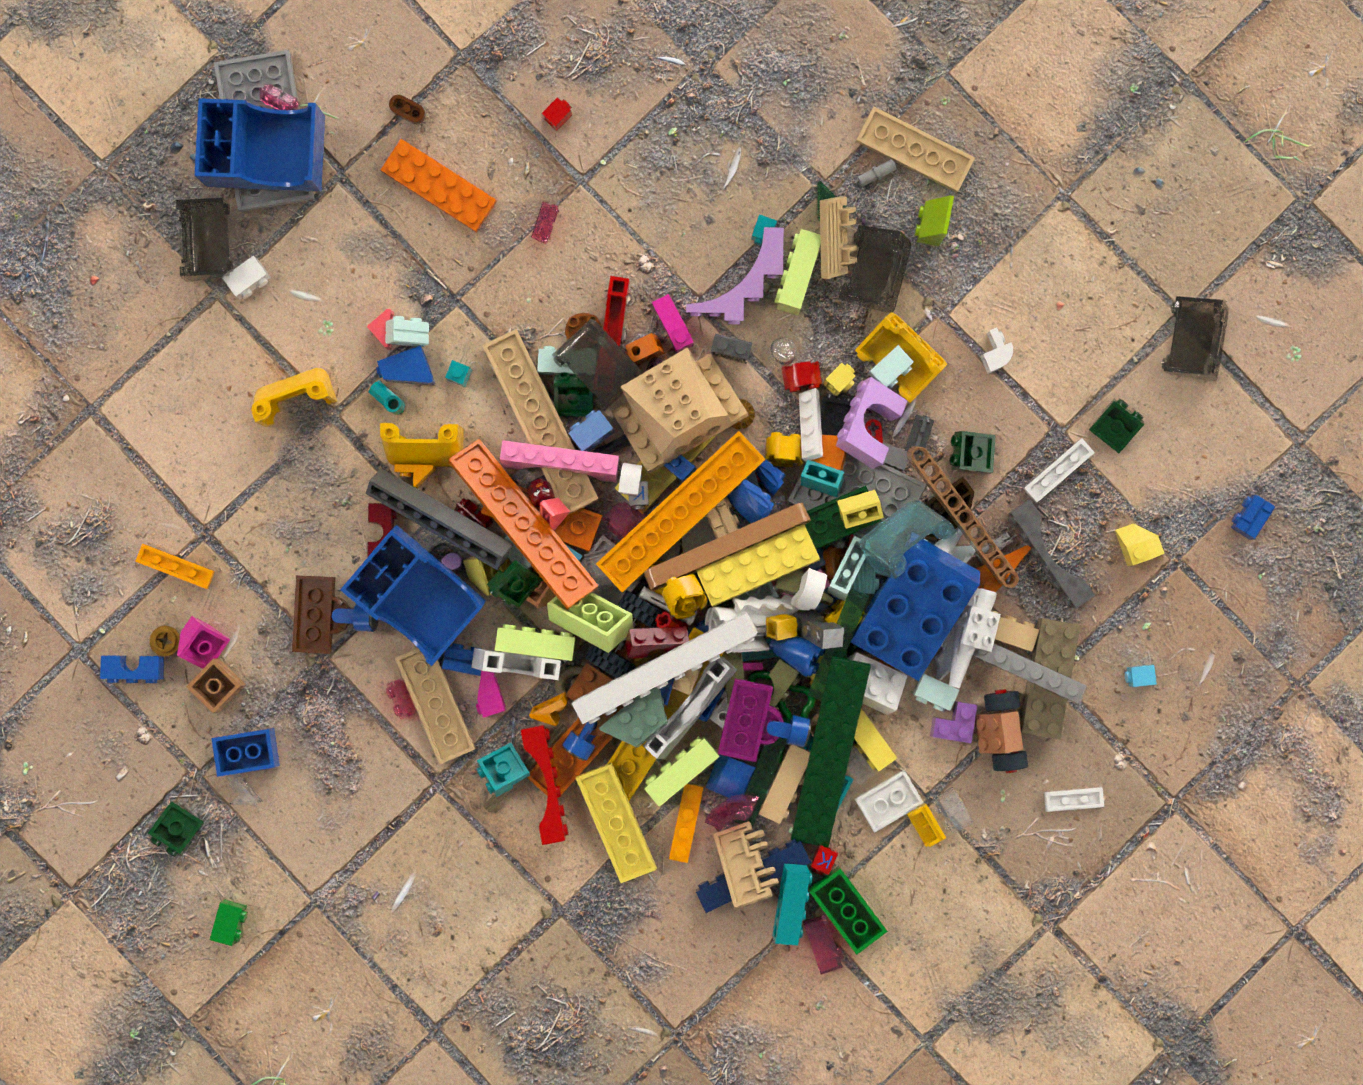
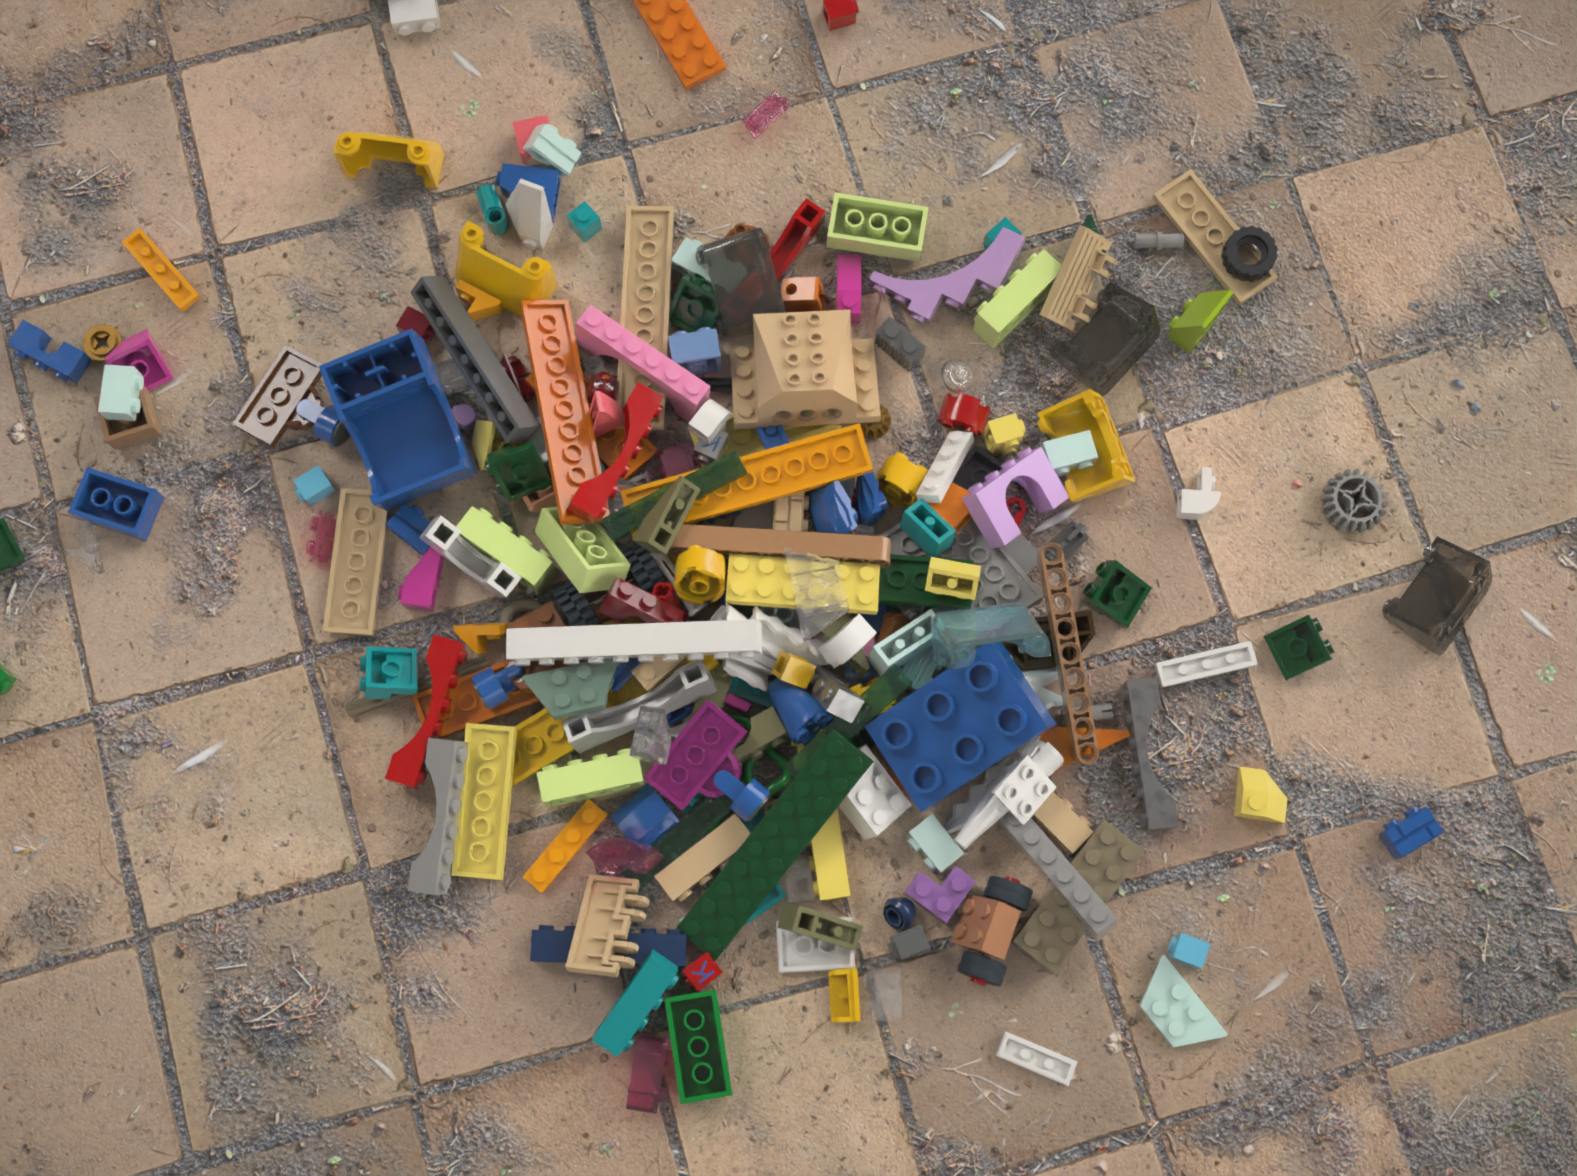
camera: 20 degrees right, 10 degrees down
(205, 675) = (120, 392): none -> light aqua brick
(374, 666) = (313, 486): none -> medium azure brick
(420, 393) = (530, 214): none -> white wedge
(577, 499) = (637, 413): none -> red arch
(577, 813) = (432, 868): none -> light grey arch
(636, 549) = (706, 478): none -> clear green tile
(640, 569) = (667, 517): none -> olive slope
(671, 269) = (877, 227): none -> yellowish green brick
(710, 725) = (651, 736): none -> clear slope
(772, 568) = (816, 591): none -> clear wing
(887, 789) = (820, 926): none -> olive slope
(935, 751) = (899, 912): none -> dark blue cone
(943, 166) = (1253, 236): none -> black tyre
(952, 770) = (908, 943): none -> dark grey brick
(1105, 314) = (1373, 506): none -> light grey gear
(1151, 718) = (1177, 1009): none -> light aqua wing

